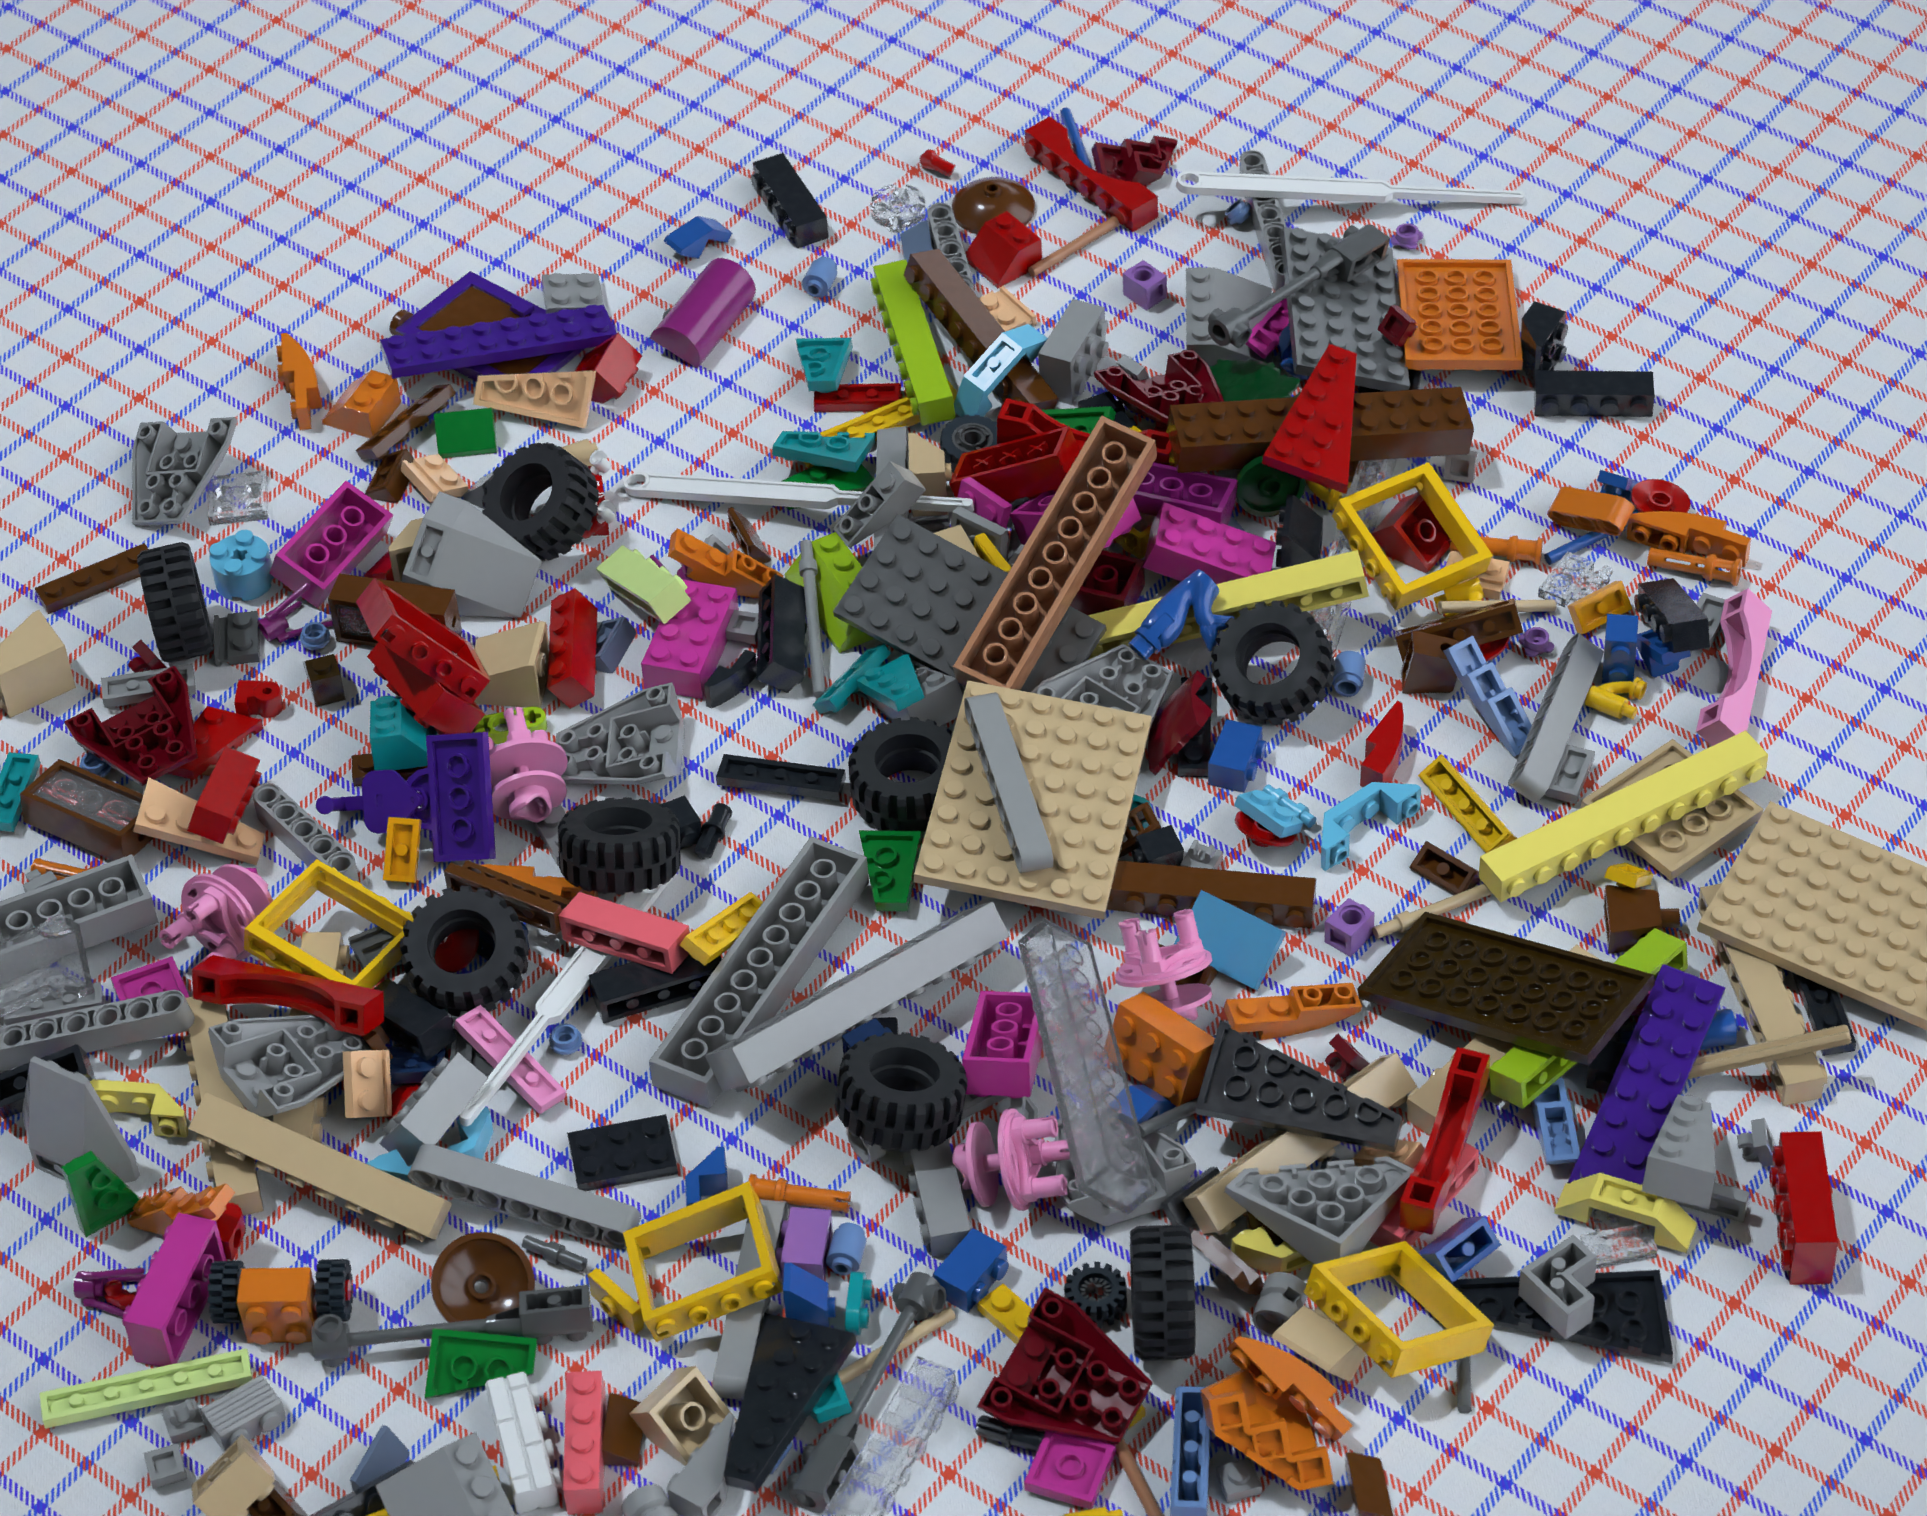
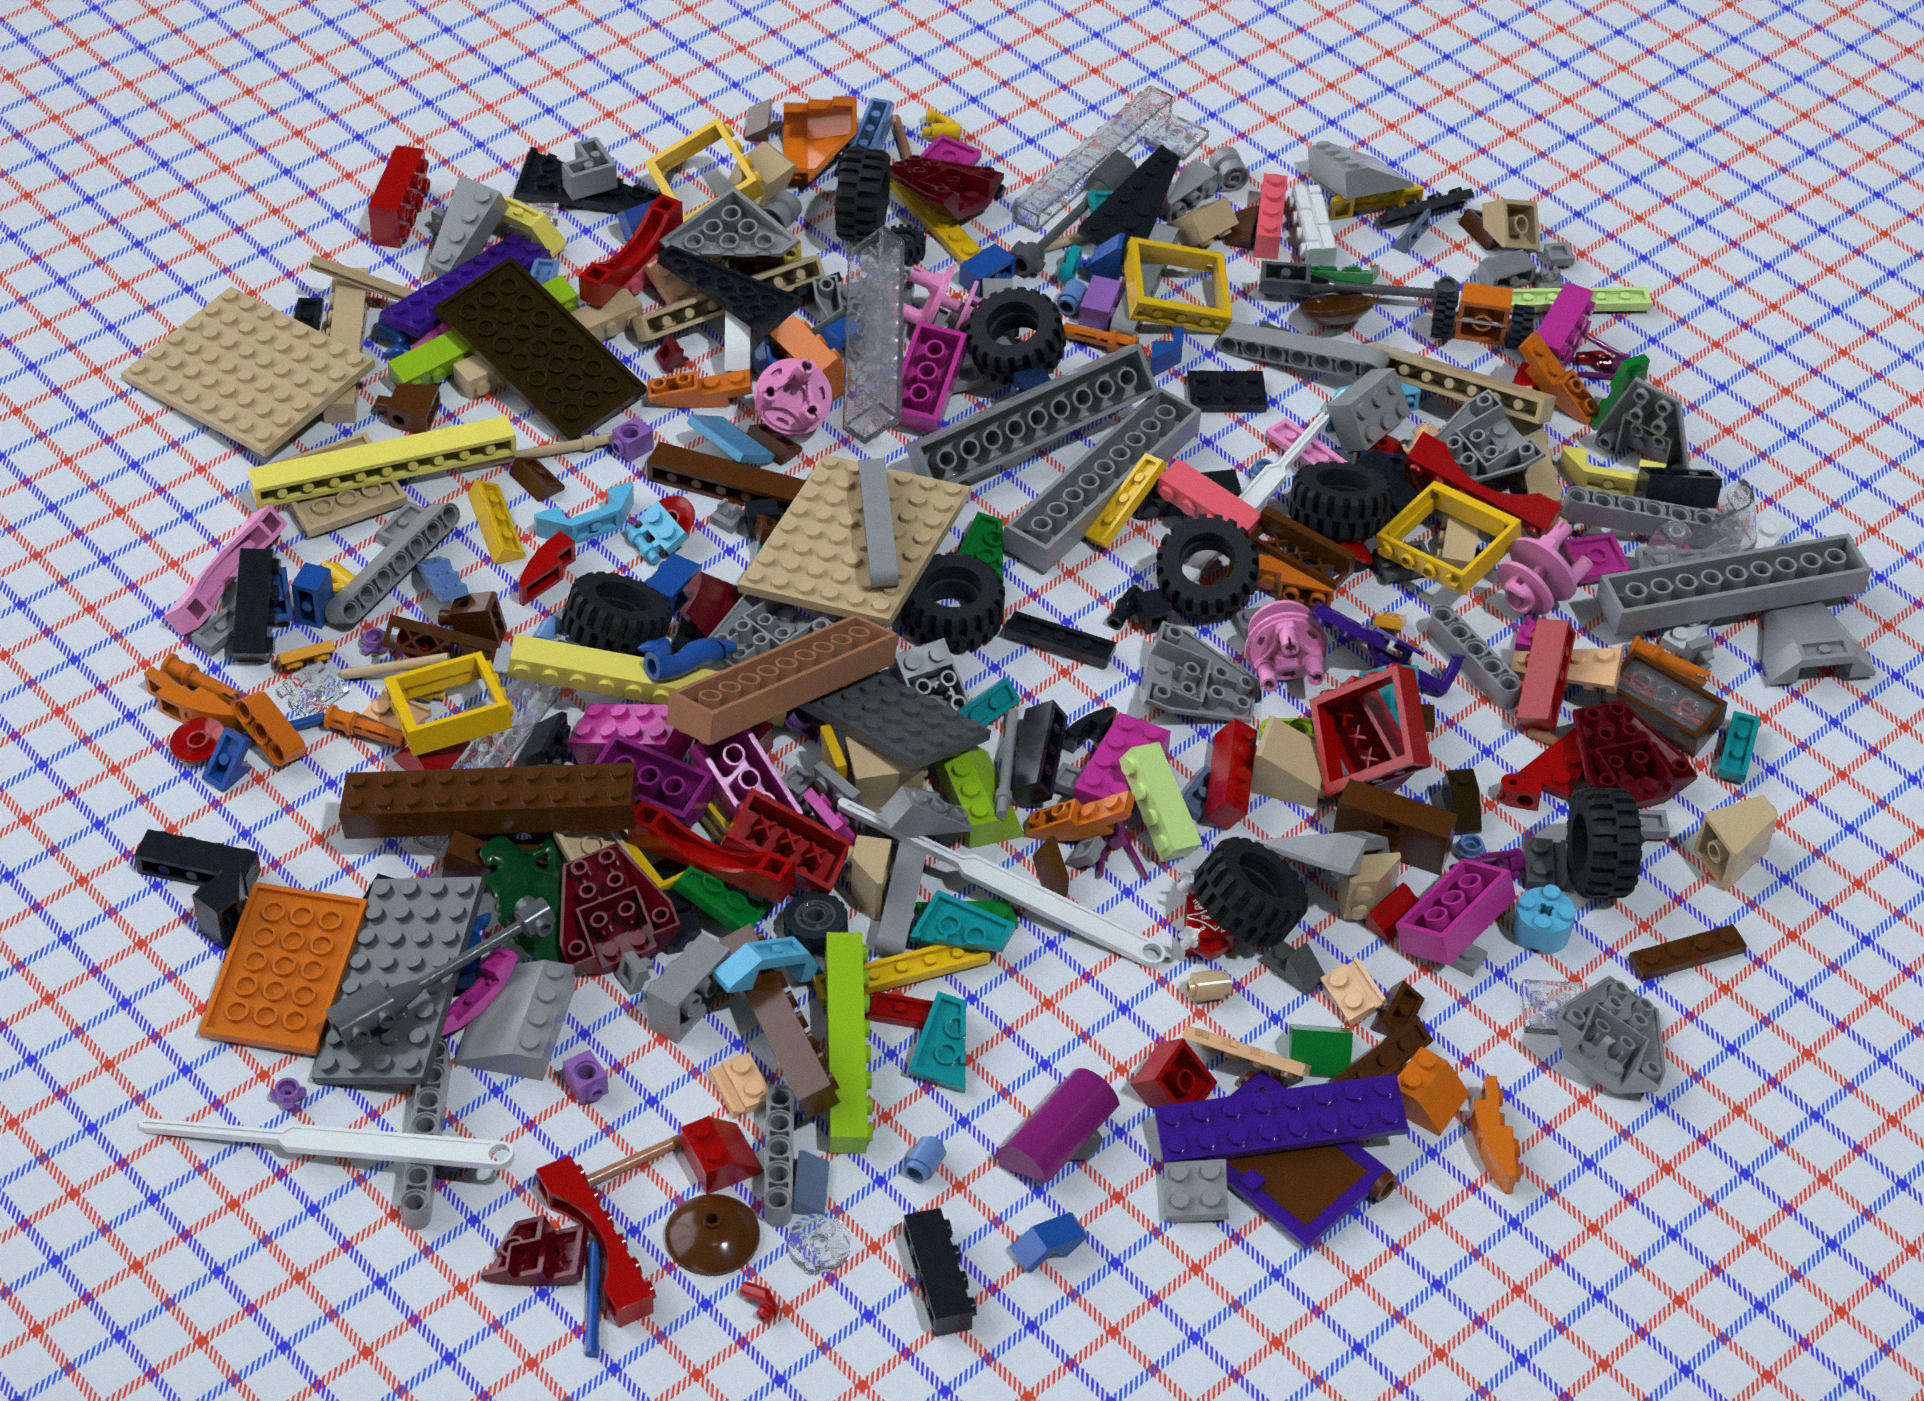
camera: 175 degrees left, 0 degrees up
(615, 1301) = (1243, 294): yellow plate -> none
(893, 684) = (950, 667): teal wing -> none
(1227, 1263) = (812, 227): slope -> none
(1281, 1372) = (801, 151): orange slope -> none
(1318, 428) = (499, 758): red wing -> none
(1397, 326) = (359, 924): dark red tile -> none
(1629, 875) = (404, 421): yellow plate -> none
(1757, 1143) = (405, 253): light grey tile -> none

